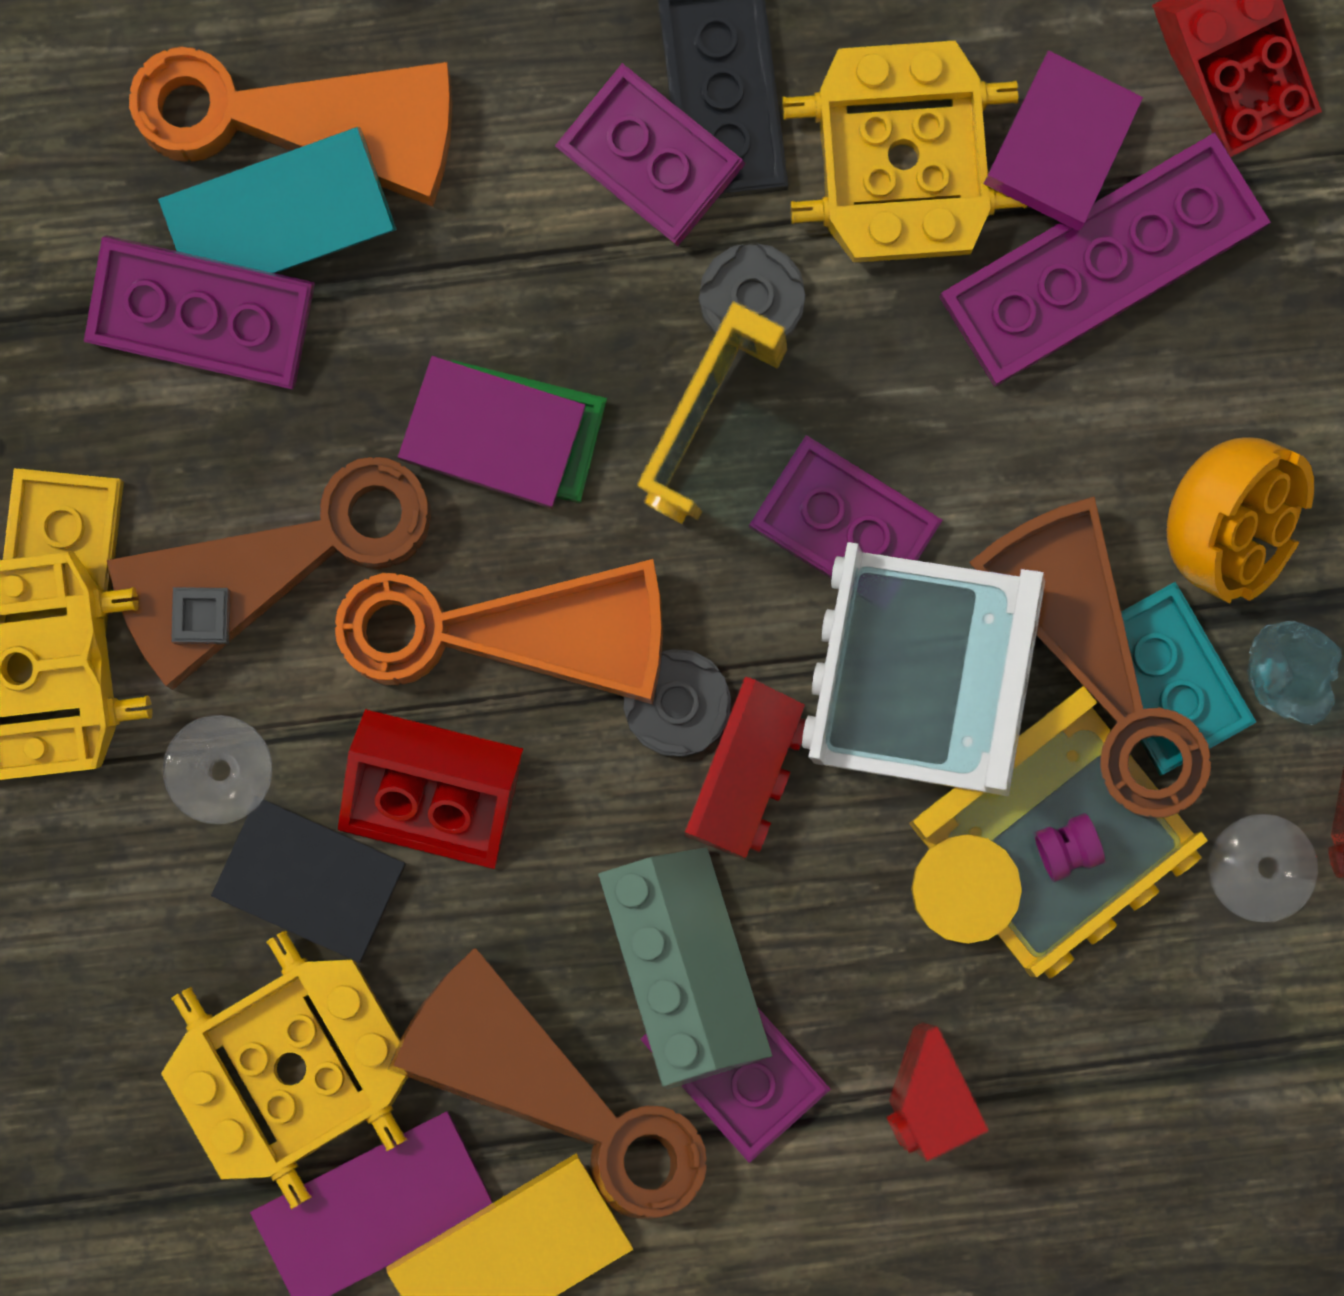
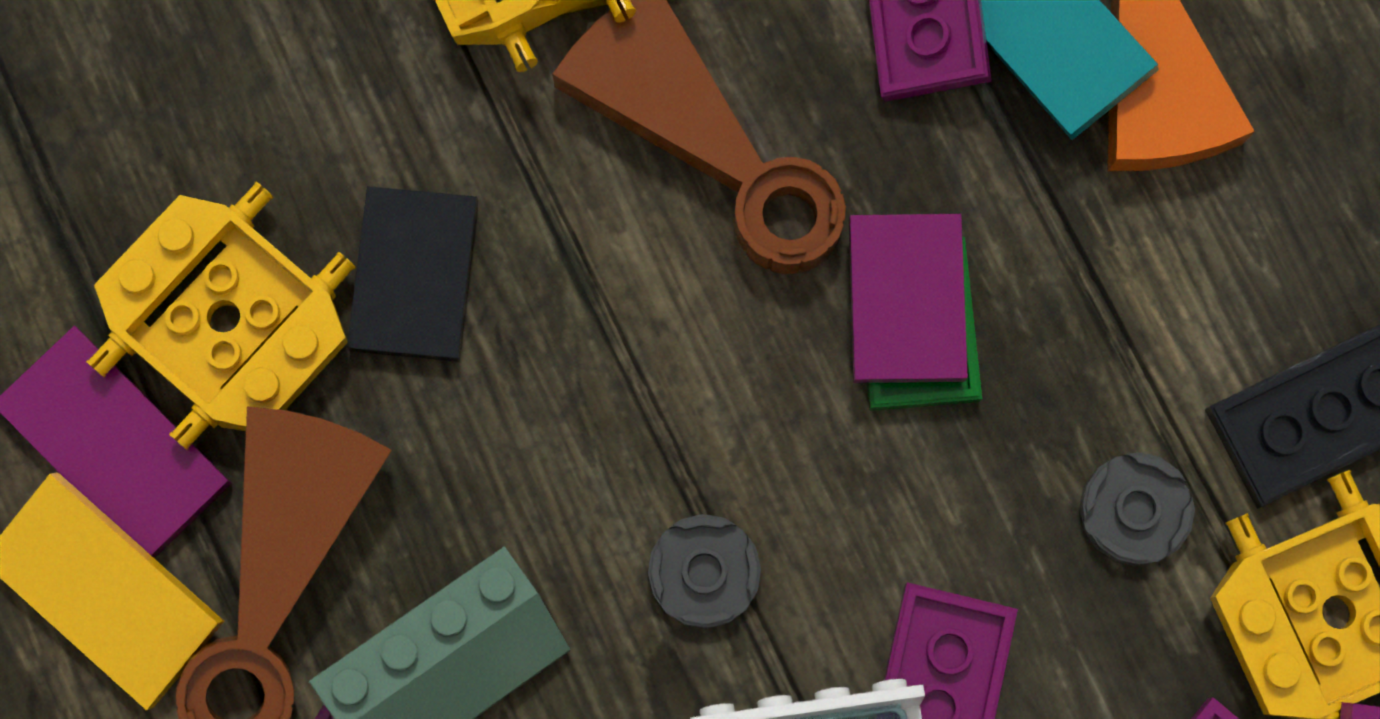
camera: 70 degrees right, 5 degrees down
(190, 763) = (484, 126): clear dish -> none
(200, 615) = (630, 82): dark grey tile -> none
(429, 788) = (538, 356): red slope -> none
(581, 630) = (743, 453): orange piece -> none
(650, 154) = (1240, 359): magenta tile -> none
(741, 331) = (1006, 479): yellow panel -> none
(747, 770) = (657, 660): red slope -> none

